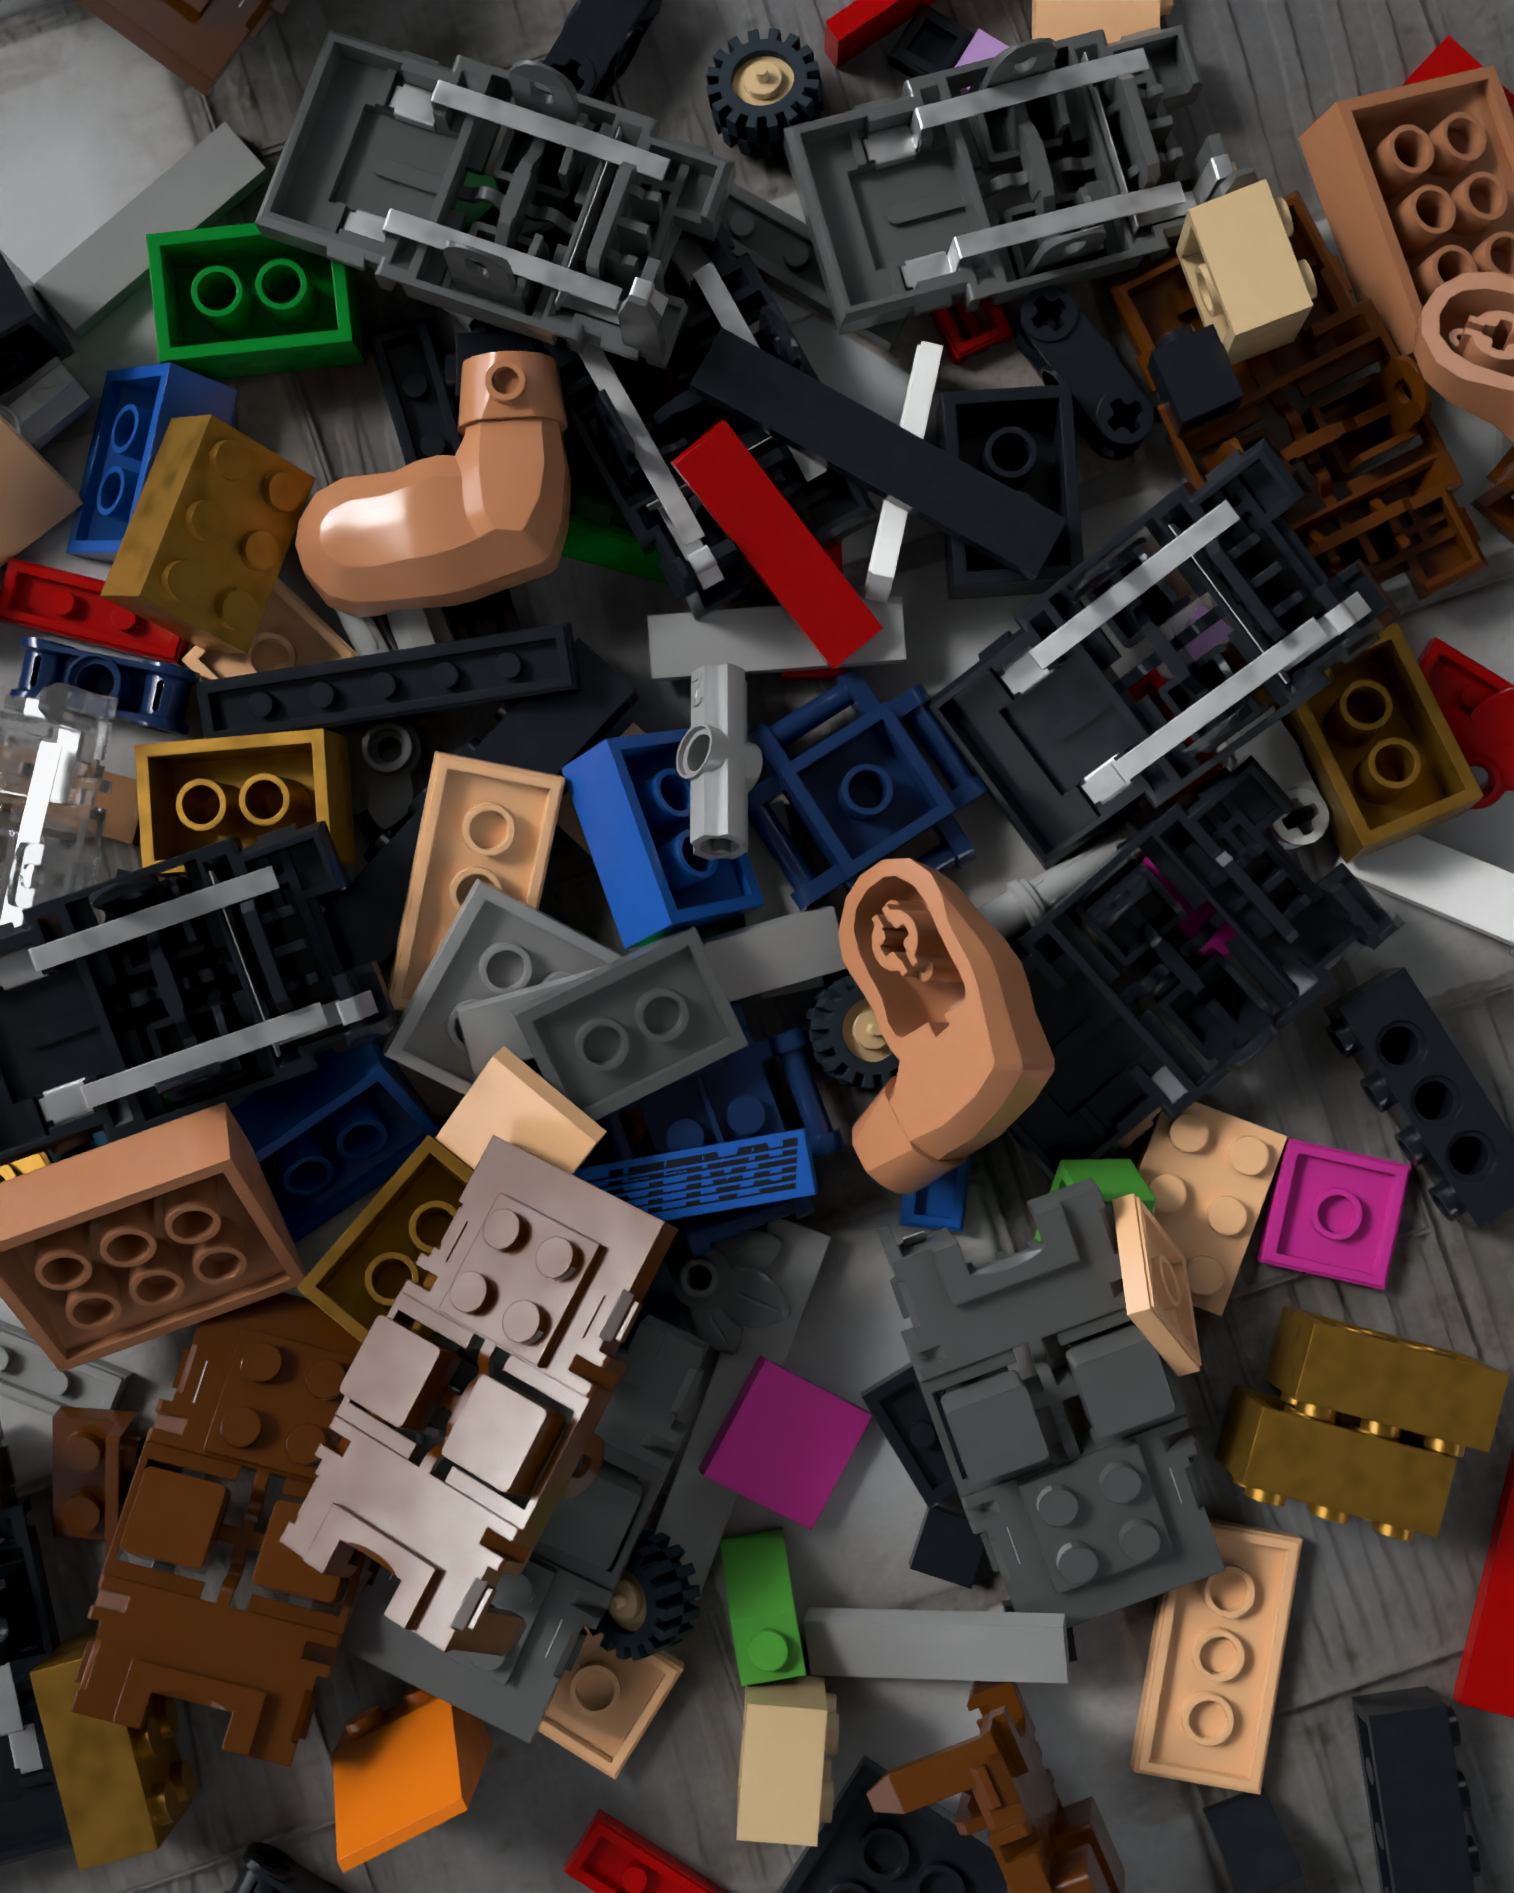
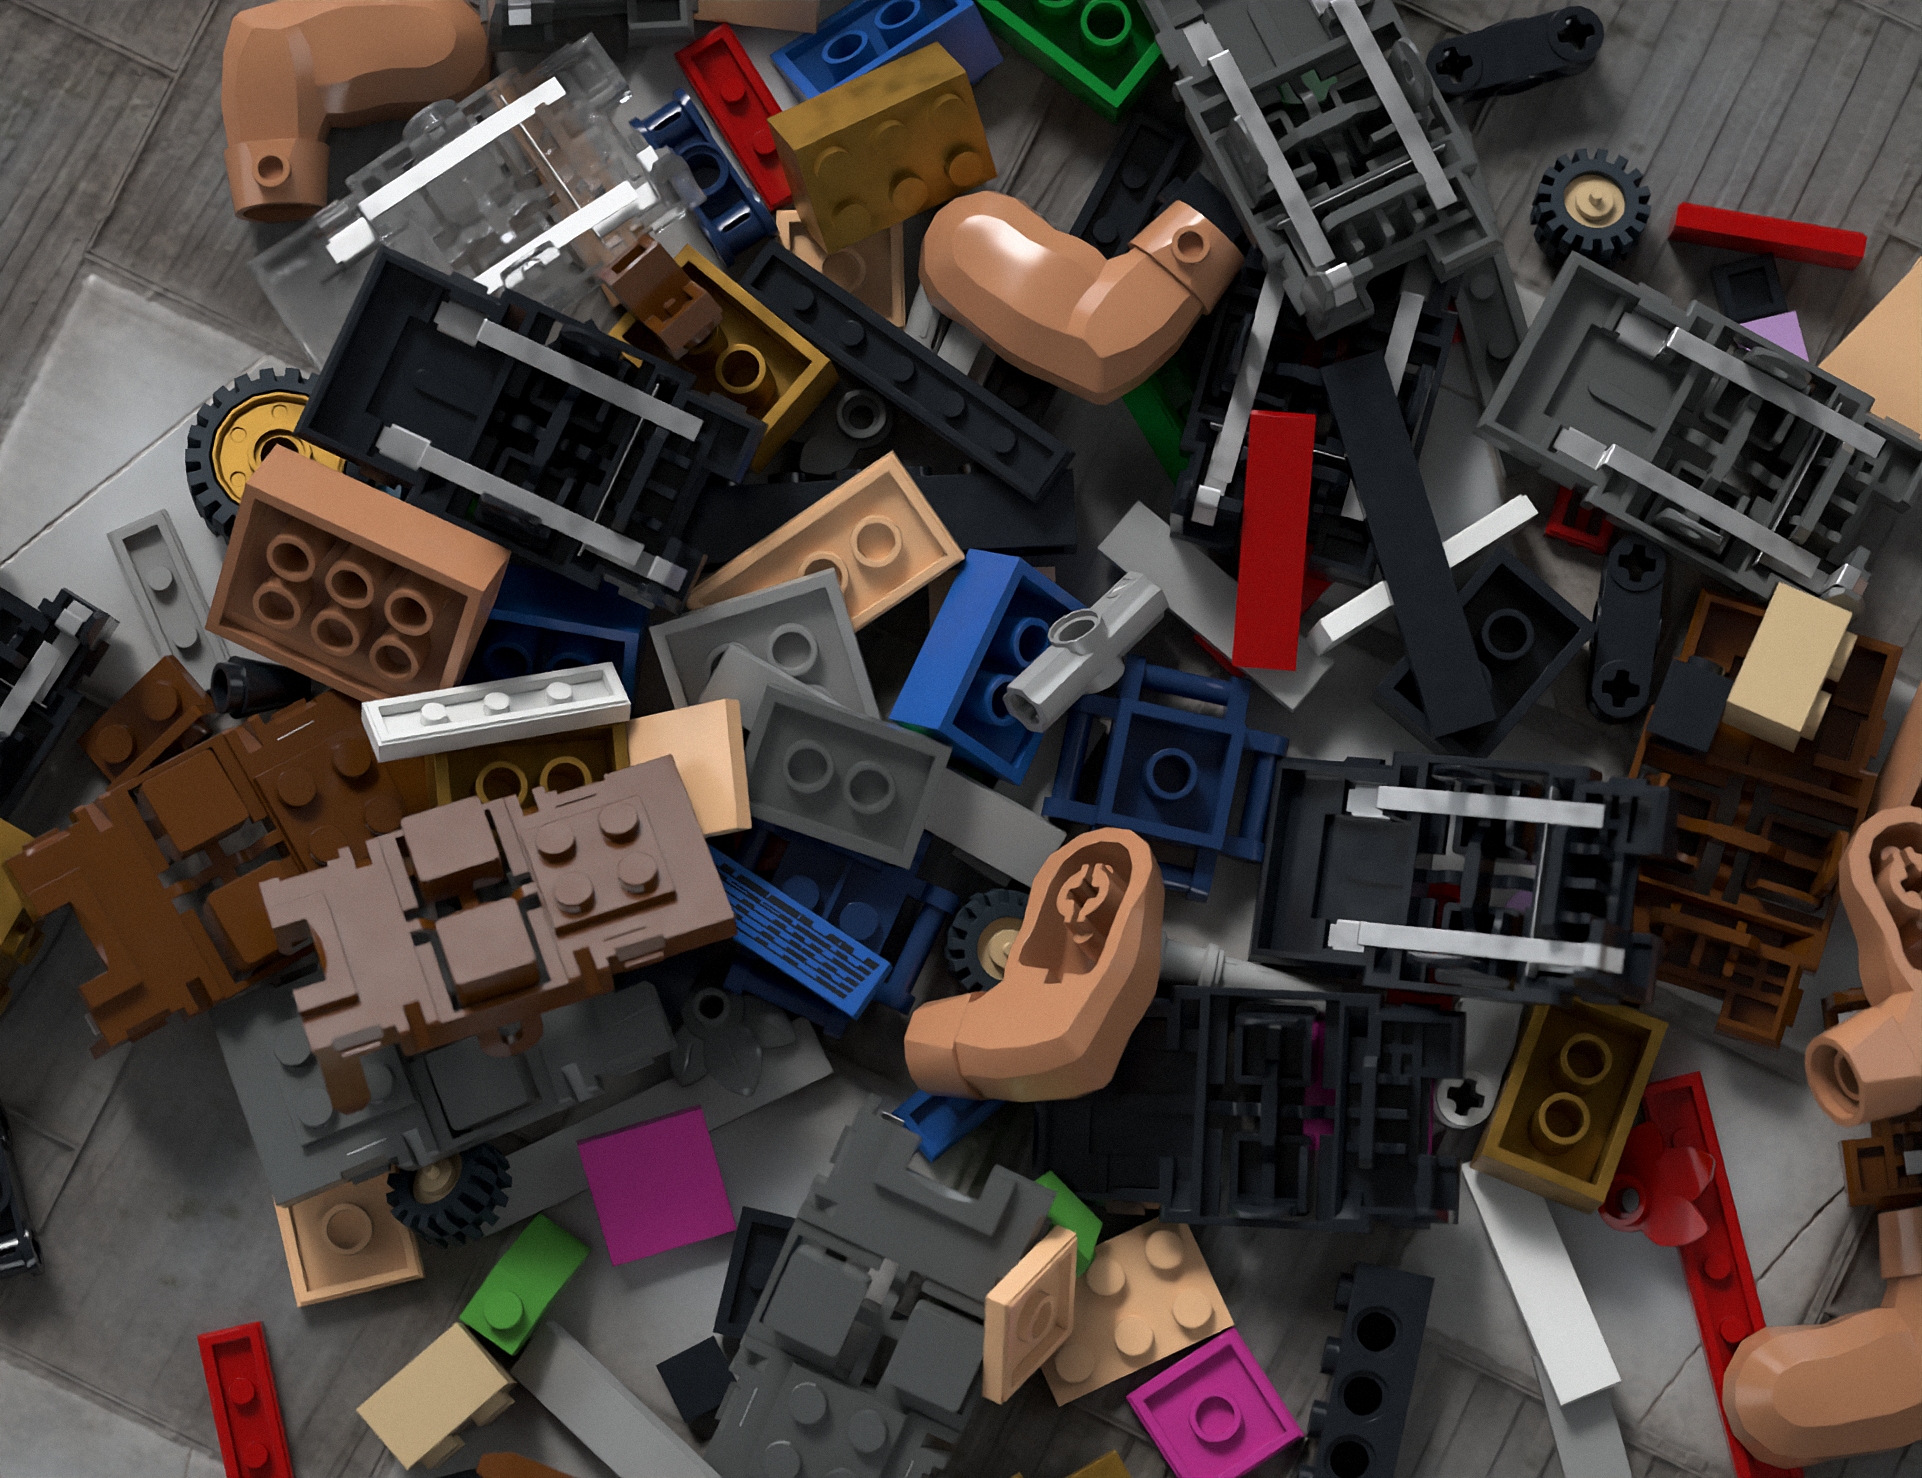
camera: 50 degrees right, 5 degrees down
(142, 1373) = (255, 687): none -> black cone
(152, 802) = (662, 297): none -> reddish brown brick
(331, 1230) = (495, 711): none -> white tile
(403, 1773) = (174, 1137): orange slope -> none

